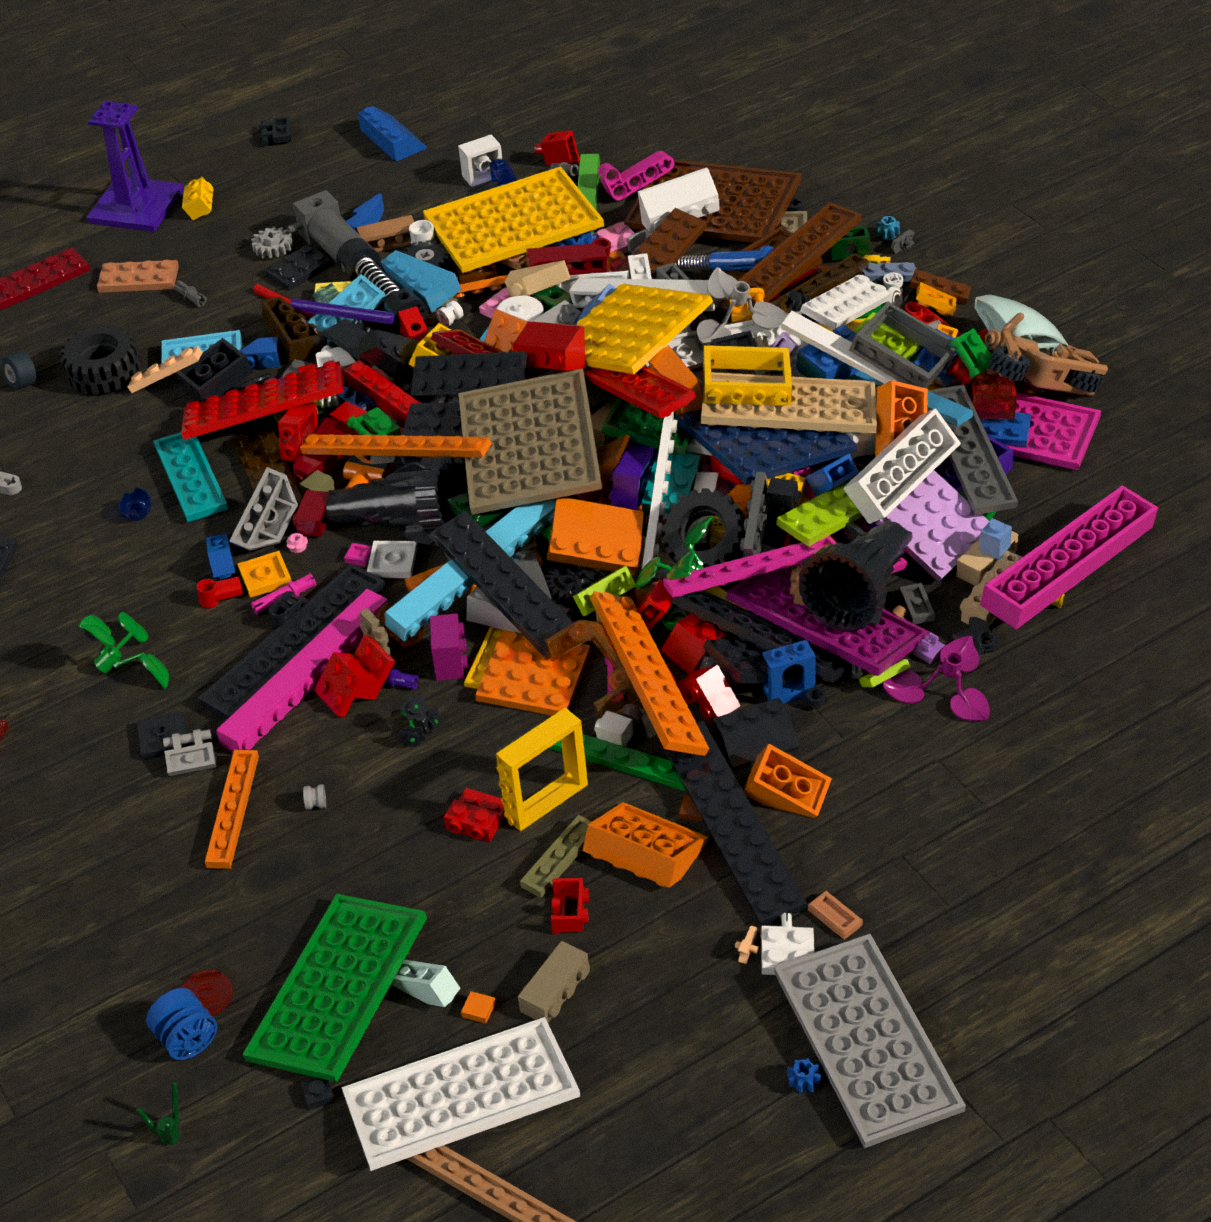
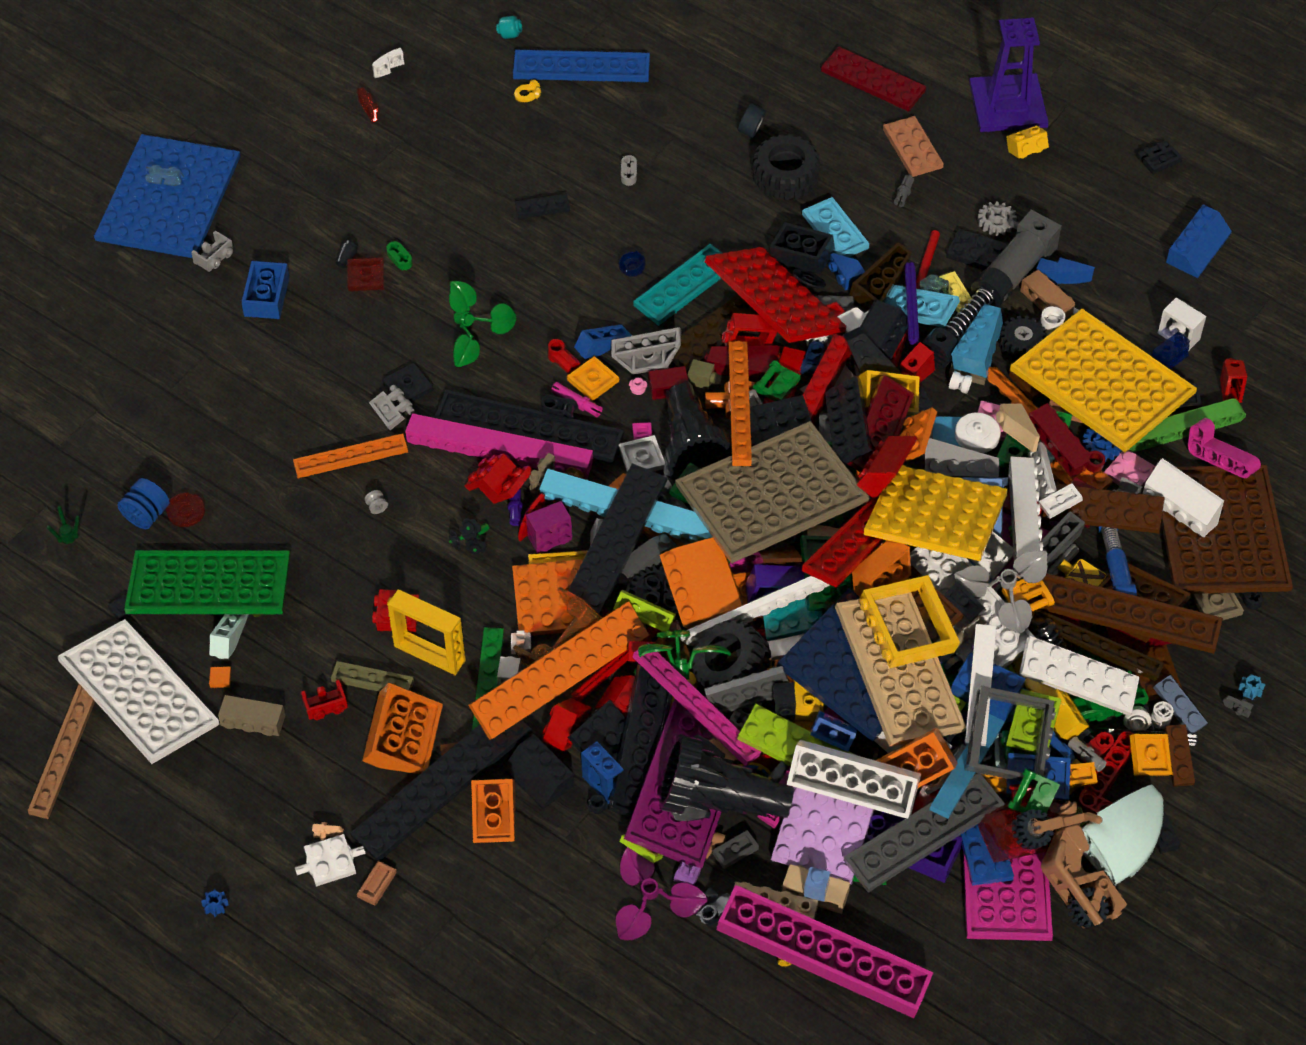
camera: 65 degrees right, 10 degrees up
(167, 368) = (788, 213): light nougat plate -> none
(418, 662) = (537, 504): none -> red brick
(571, 170) = (1208, 394): dark grey axle -> none
(581, 711) = (522, 640): none -> white tile
(855, 241) = (1206, 664): dark green brick -> none
(868, 1040) = (258, 935): light grey plate -> none
(877, 259) = (1191, 685): yellow wheel -> none

